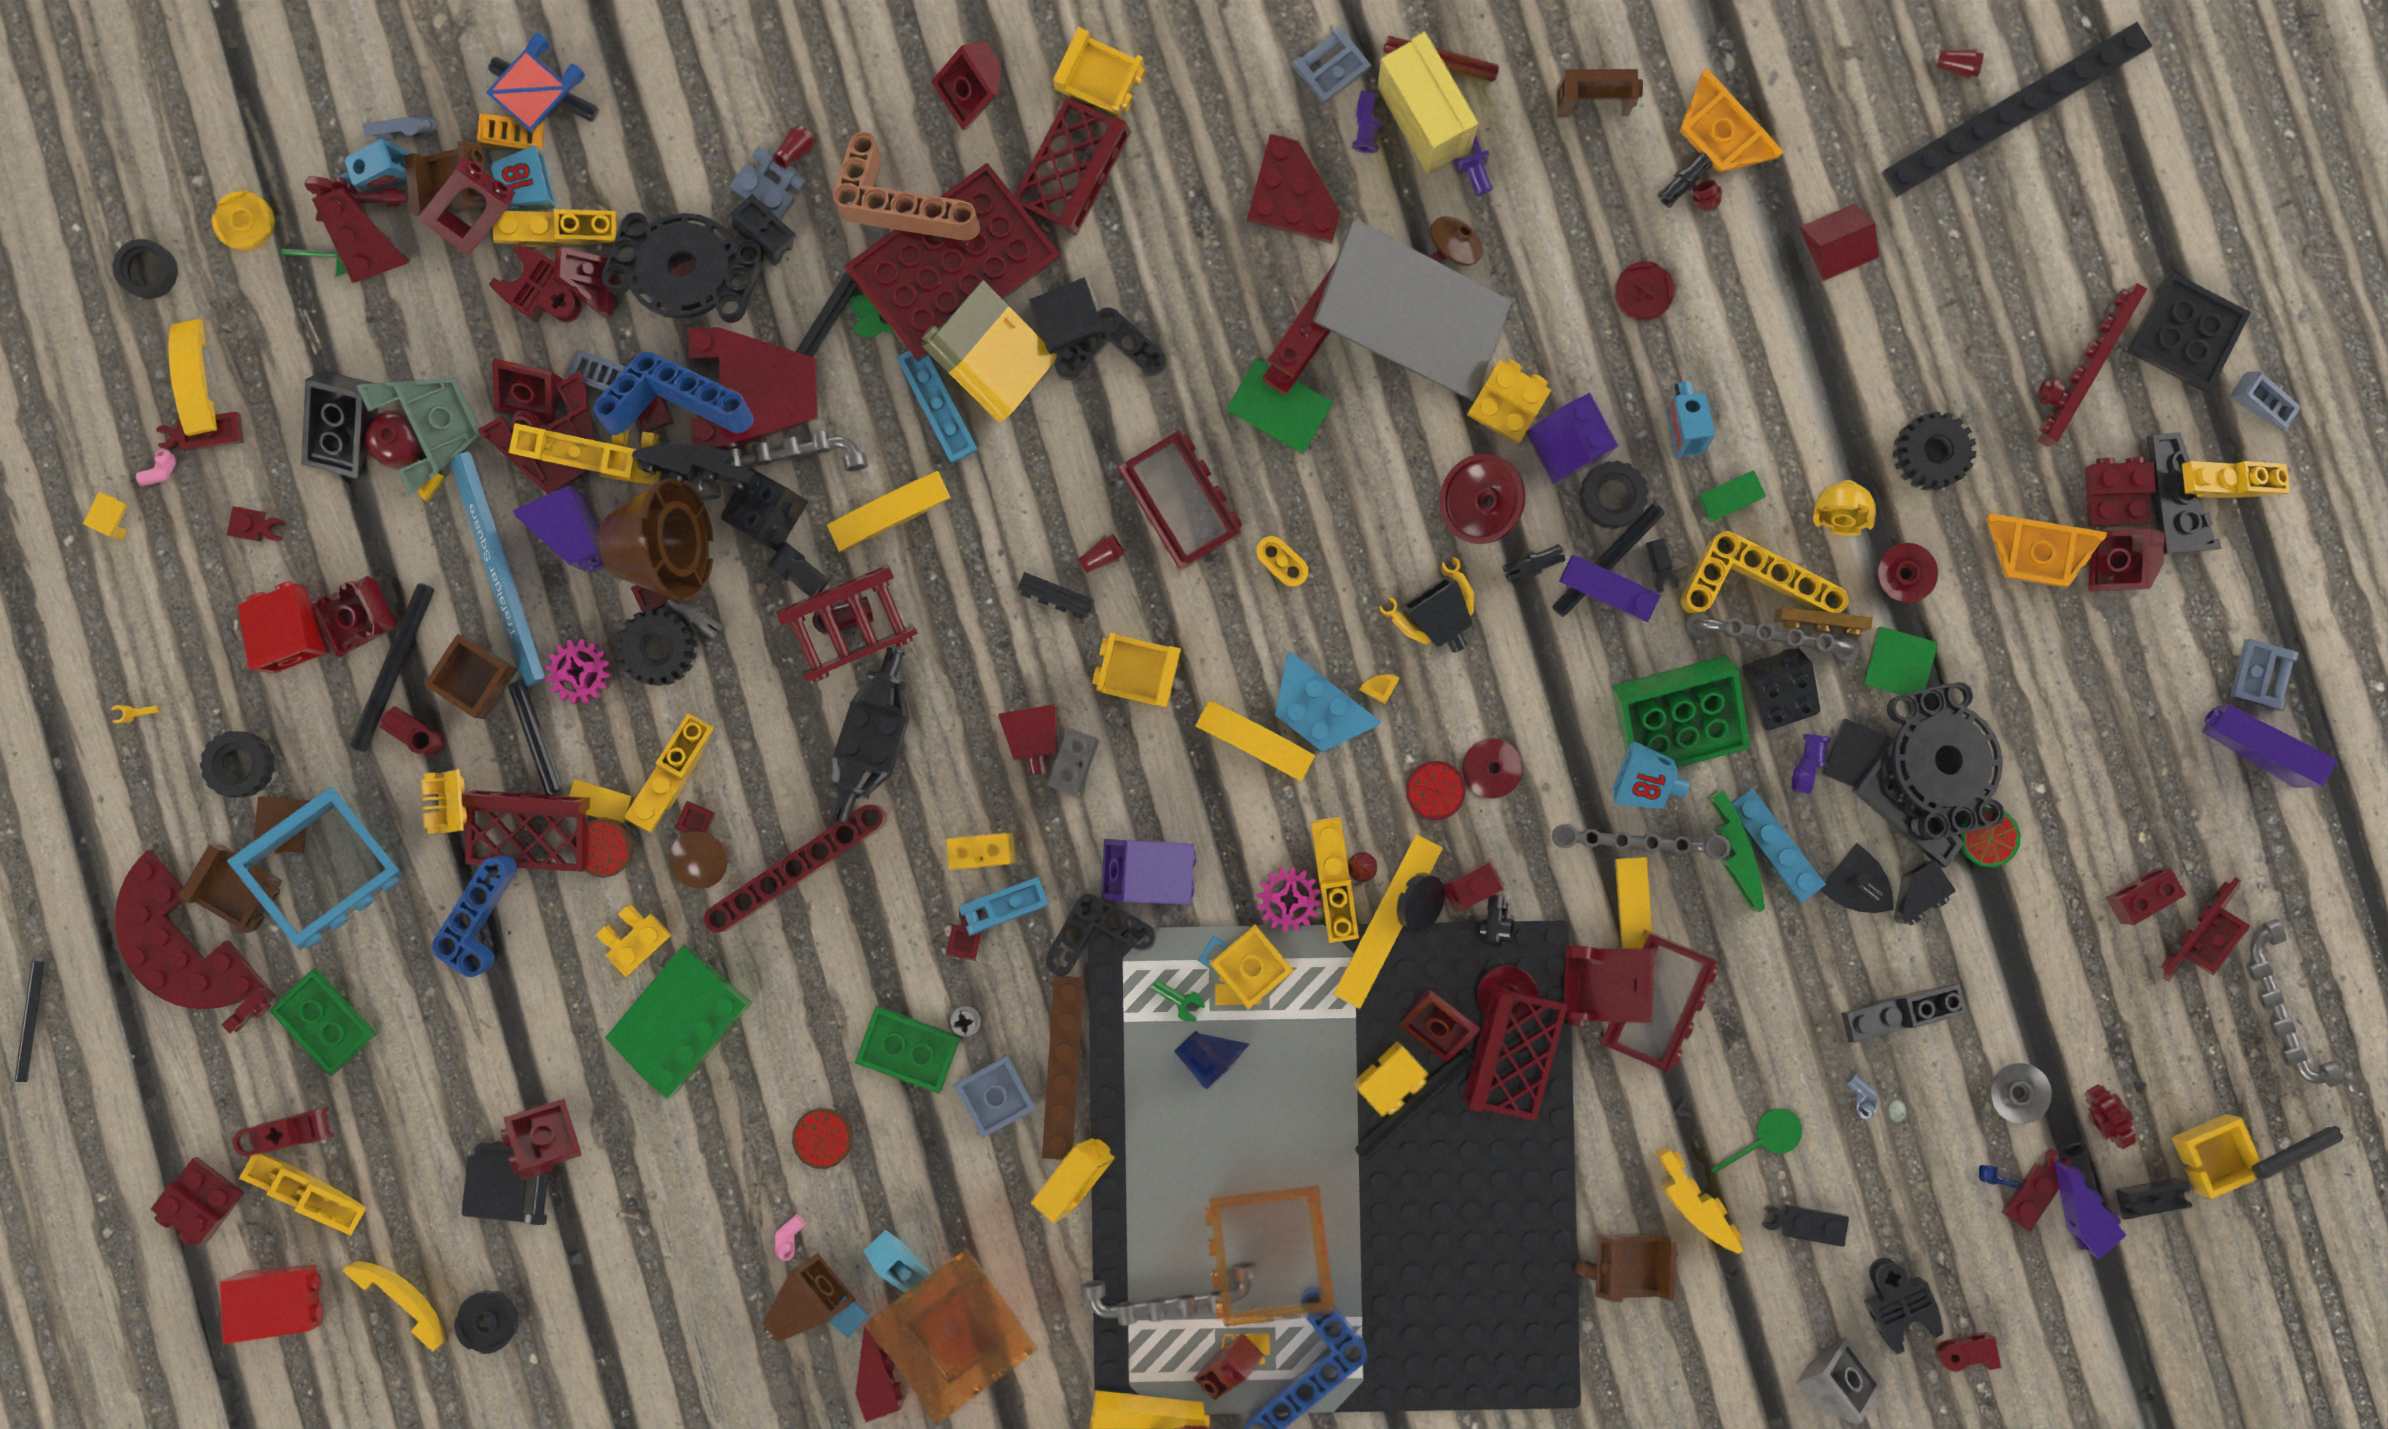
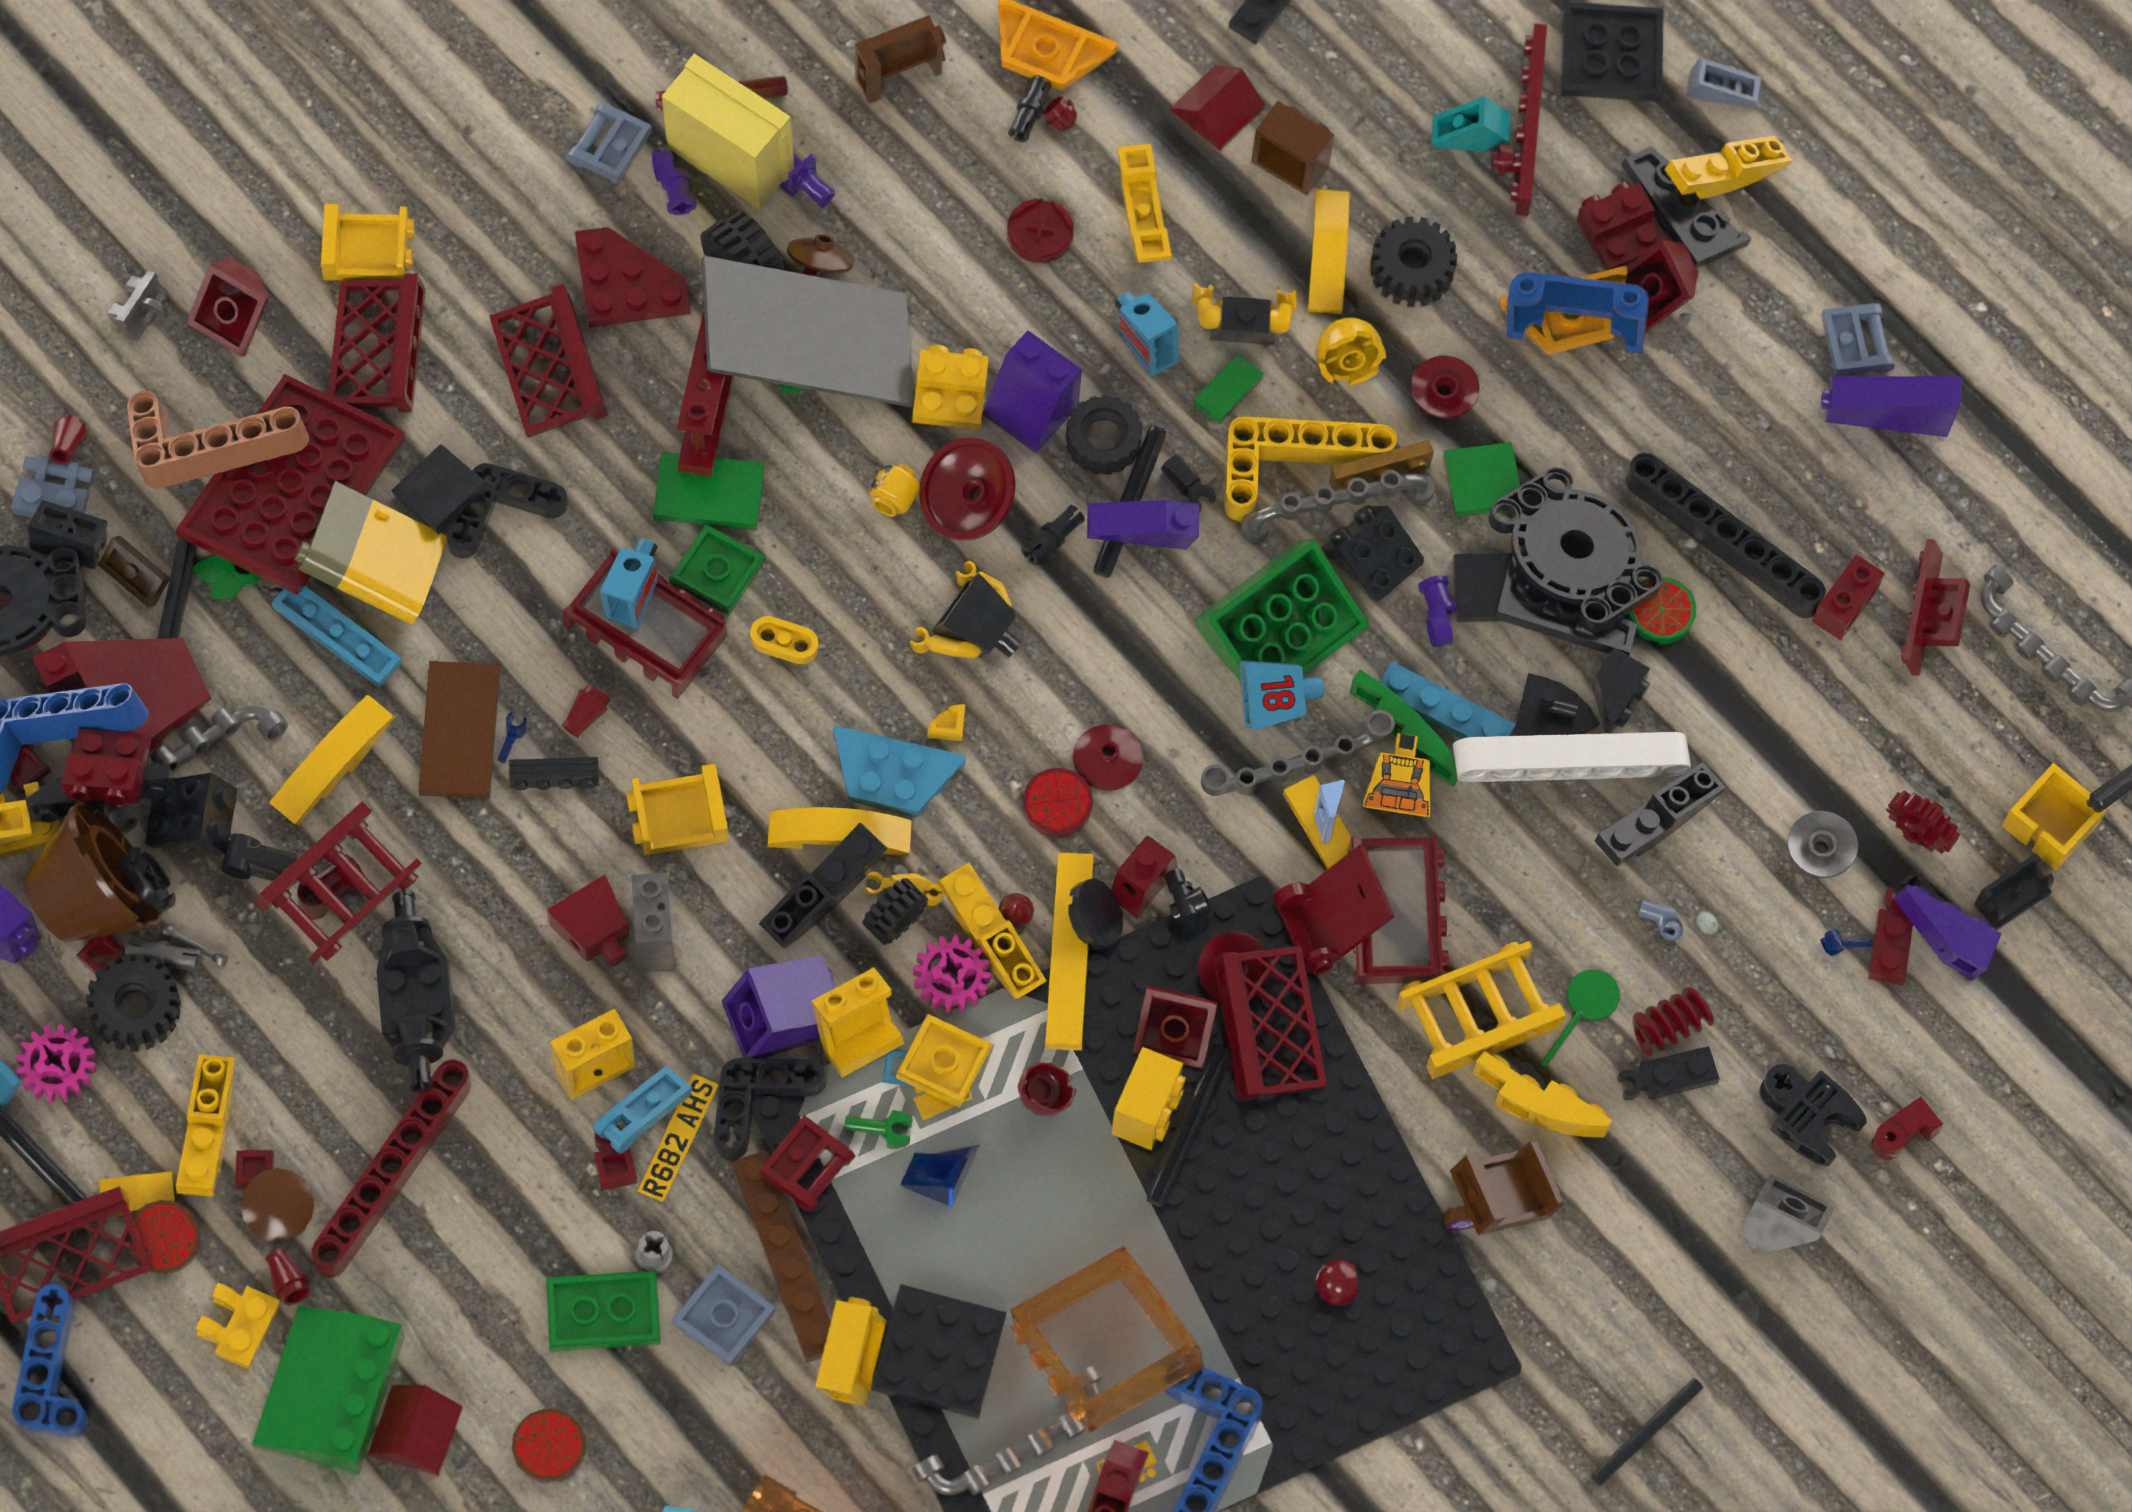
camera: 30 degrees left, 20 degrees down
(682, 920) = (288, 1280): none -> dark red cone
(702, 453) = (106, 766): none -> dark red plate
(704, 554) = (148, 880): none -> black tile
(728, 1081) = (416, 1428): none -> dark red slope
(737, 637) = (169, 931): none -> flat silver hinge
(801, 283) = (133, 571): none -> dark brown plate
(899, 54) = (142, 307): none -> flat silver hips
(998, 526) = (459, 730): none -> reddish brown tile
(1023, 935) = (677, 1139): none -> yellow sticker
(1035, 550) = (513, 733): none -> clear blue hand
(1103, 998) = (796, 1157): none -> dark red plate
(1143, 1199) = (939, 1351): none -> black plate
(1173, 482) = (630, 584): none -> dark azure torso
(1195, 915) = (856, 1022): none -> yellow panel
(1221, 784) = (823, 888): none -> black slope
(1225, 244) = (572, 345): none -> dark red fence
(1256, 476) = (717, 569): none -> green tile
(1266, 832) = (895, 911): none -> black tyre
(1293, 810) = (928, 888): none -> yellow arm
(1317, 1029) = (1045, 1089): none -> dark red hair
(1392, 211) = (740, 240): none -> black tyre
(1425, 470) = (894, 489): none -> yellow head
(1469, 1285) = (1337, 1282): none -> dark red piece
(1642, 903) = (1327, 808): none -> light blue slope
(1669, 1134) = (1509, 1031): none -> yellow fence
(1710, 897) = (1400, 780): none -> torso
(1737, 306) = (1143, 203): none -> yellow slope
(1771, 445) = (1244, 318): none -> torso
(1829, 1184) = (1670, 1018): none -> dark red piece
(1856, 937) = (1571, 757): none -> white beam
(1871, 409) = (1329, 251): none -> yellow slope
(1883, 310) = (1292, 147): none -> reddish brown piece
(2039, 351) = (1471, 126): none -> teal slope
(2084, 807) = (1731, 550): none -> black beam
(2091, 570) = (1536, 292): none -> blue windscreen

